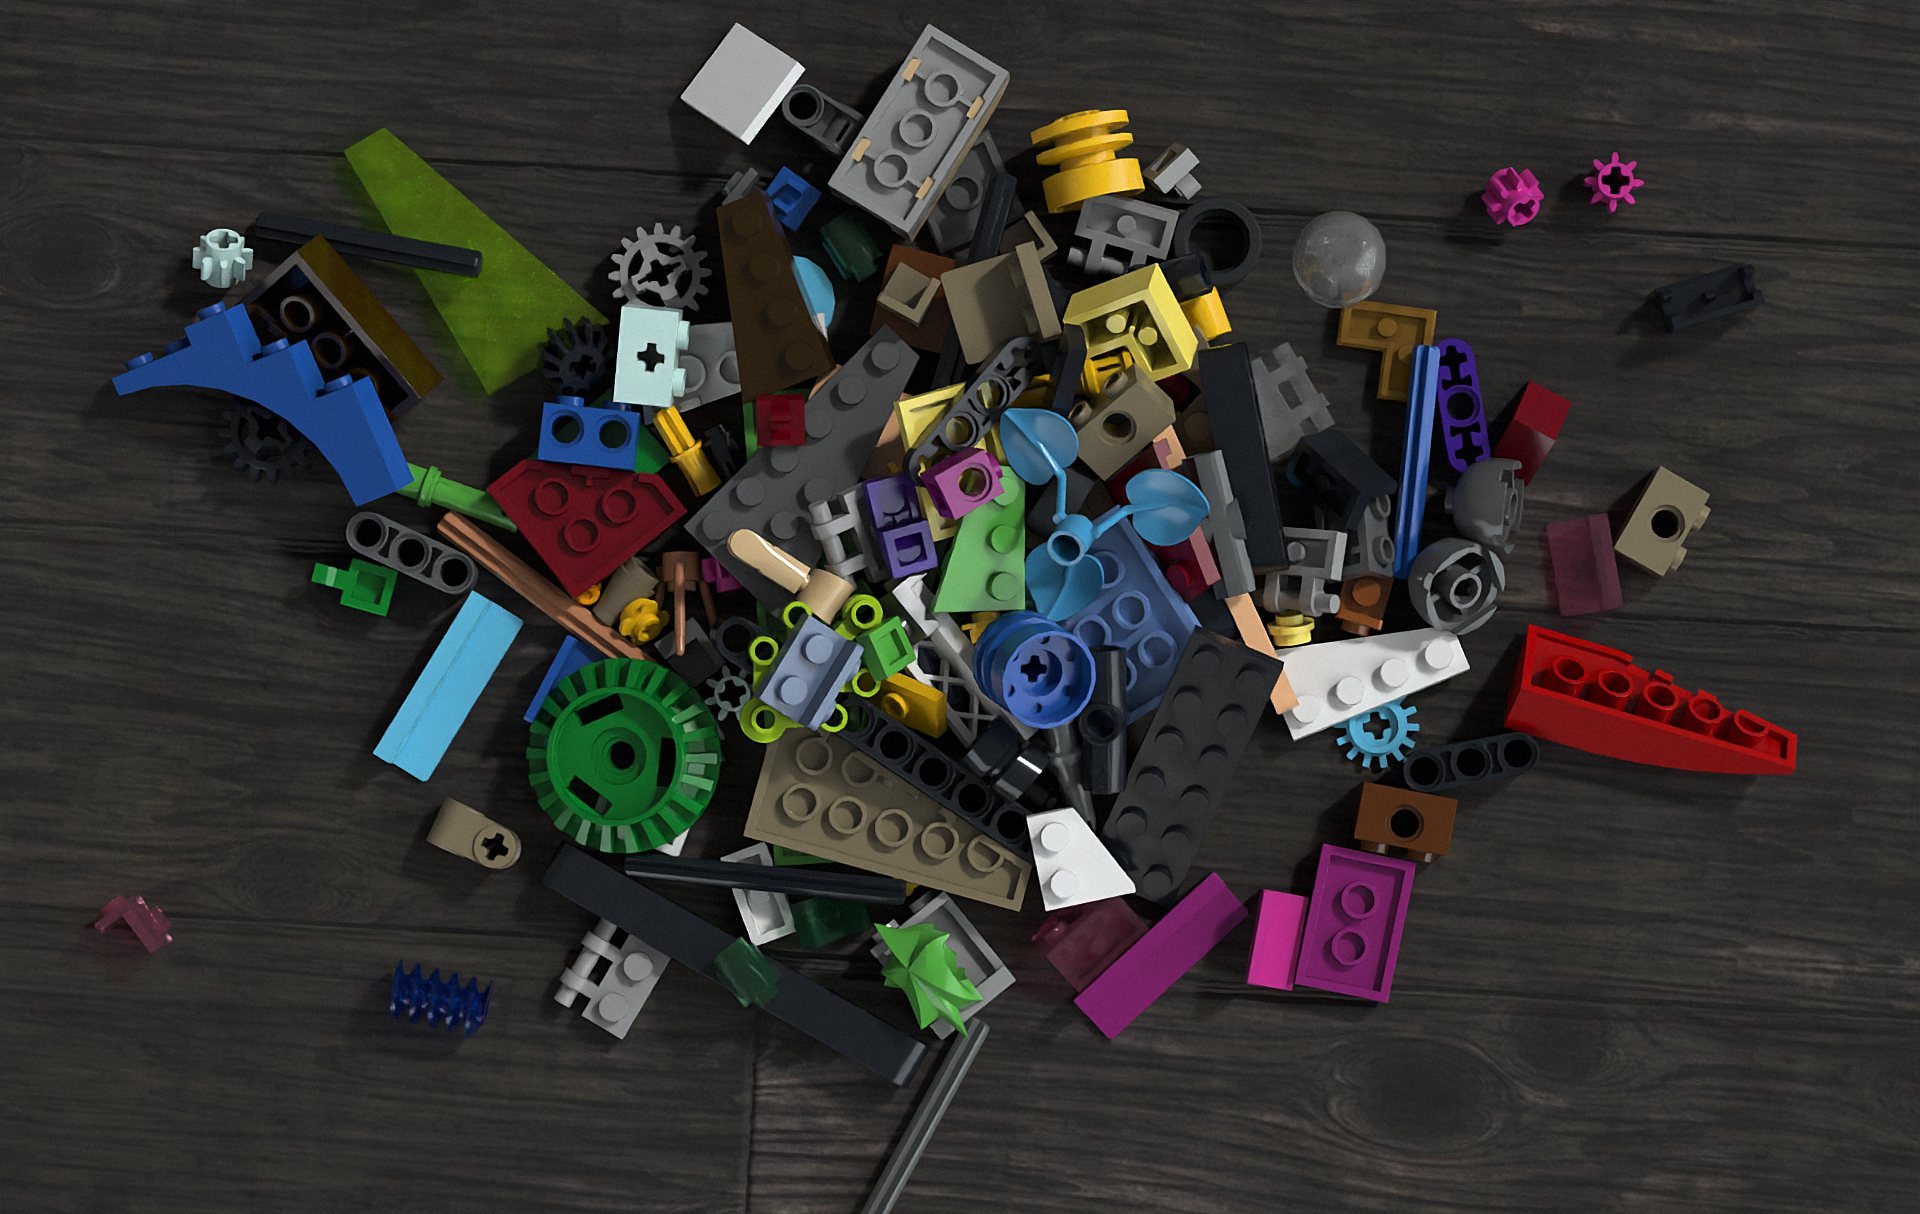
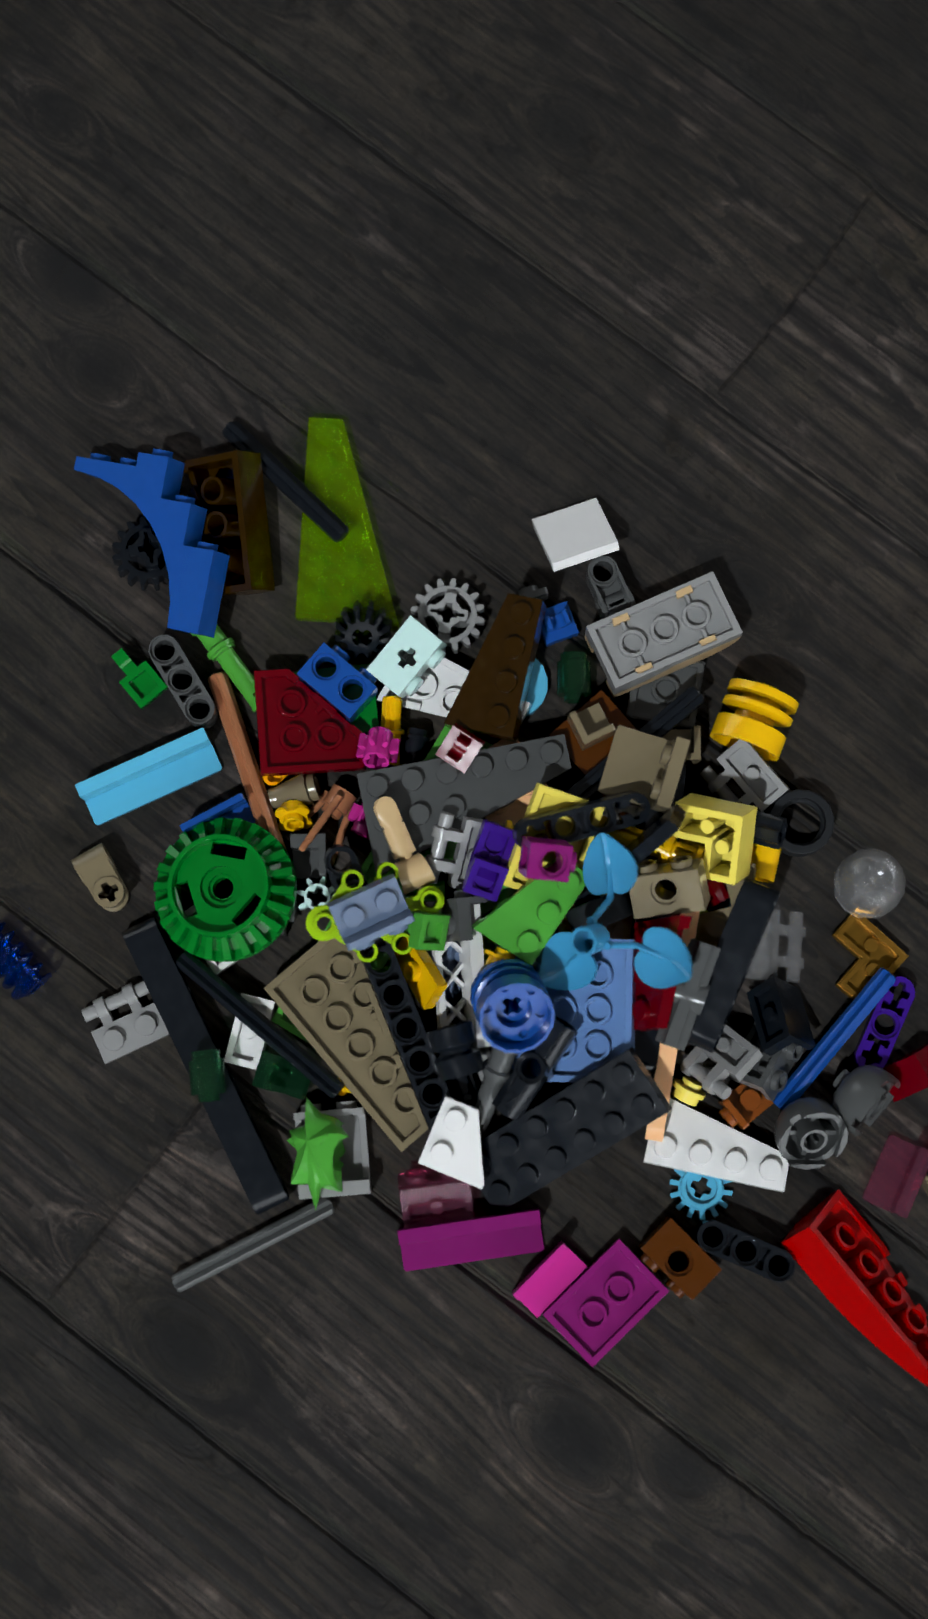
camera: 35 degrees right, 5 degrees down
(222, 258) = (192, 431): light aqua gear -> none
(687, 480) = (378, 748): none -> dark pink gear
(1172, 171) = (801, 762): light grey tile -> none

